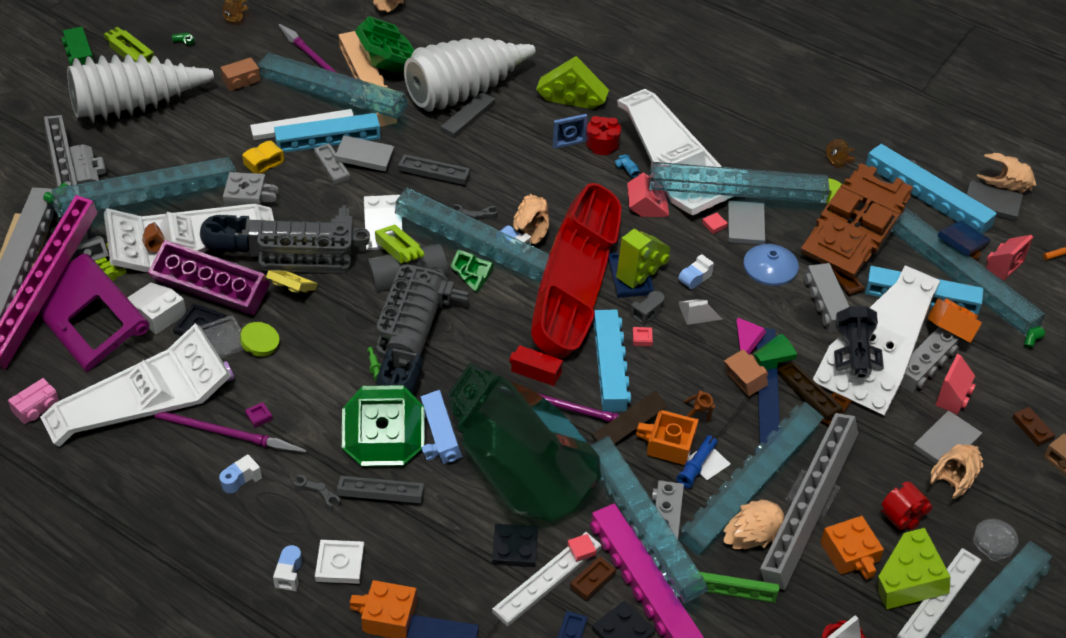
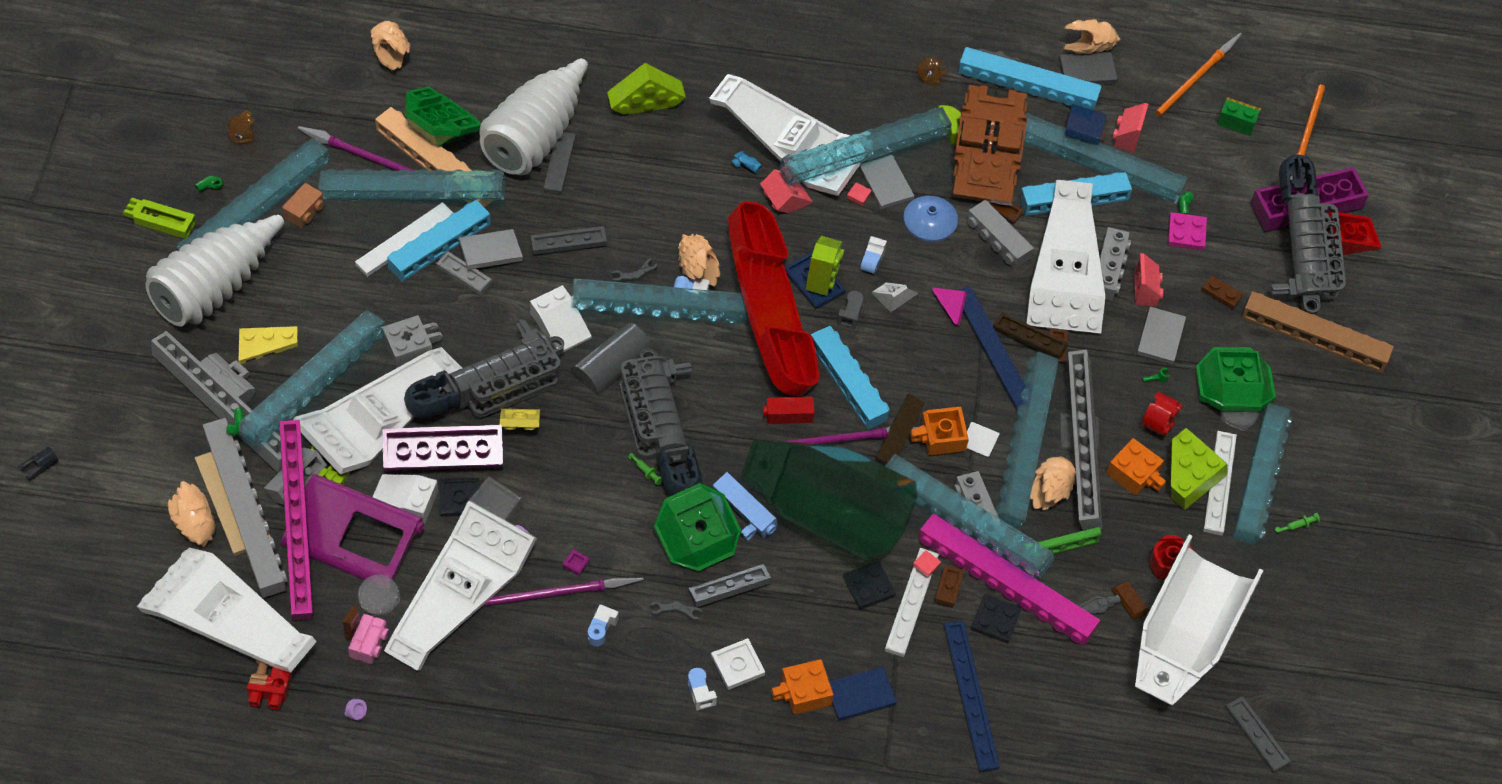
camera: 30 degrees left, 10 degrees up
(24, 377) = (351, 623): none -> reddish brown tile
(69, 369) = (378, 594): none -> clear tile
(76, 45) = (110, 241): green brick -> none
(131, 152) = (262, 341): none -> light yellow wing
(153, 237) = (357, 428): dark orange rock -> none
(227, 53) = (268, 190): none -> clear light blue brick
(259, 339) = (528, 489): lime tile -> none
(263, 157) = (395, 294): yellow brick -> none
(399, 245) = (598, 340): lime hinge -> none
(471, 269) = (671, 335): green slope -> none
(569, 131) = (674, 143): medium blue slope -> none
(603, 135) = (706, 137): red brick -> none
(642, 336) = (860, 341): coral tile -> none
(694, 466) = (974, 450): blue pin -> none
(702, 403) = (956, 390): dark orange plant -> none
(746, 372) = (971, 341): nougat brick -> none
(775, 351) = (984, 311): green slope -> none
(857, 327) = (1051, 264): black piece -> none
(926, 476) = (1160, 376): none -> green hand
(950, 317) = (1119, 216): orange hinge -> none
(958, 468) = (1187, 360): light nougat head -> none
(1006, 508) = (1235, 379): none -> green piece
(1023, 361) = (1187, 231): none -> dark pink plate

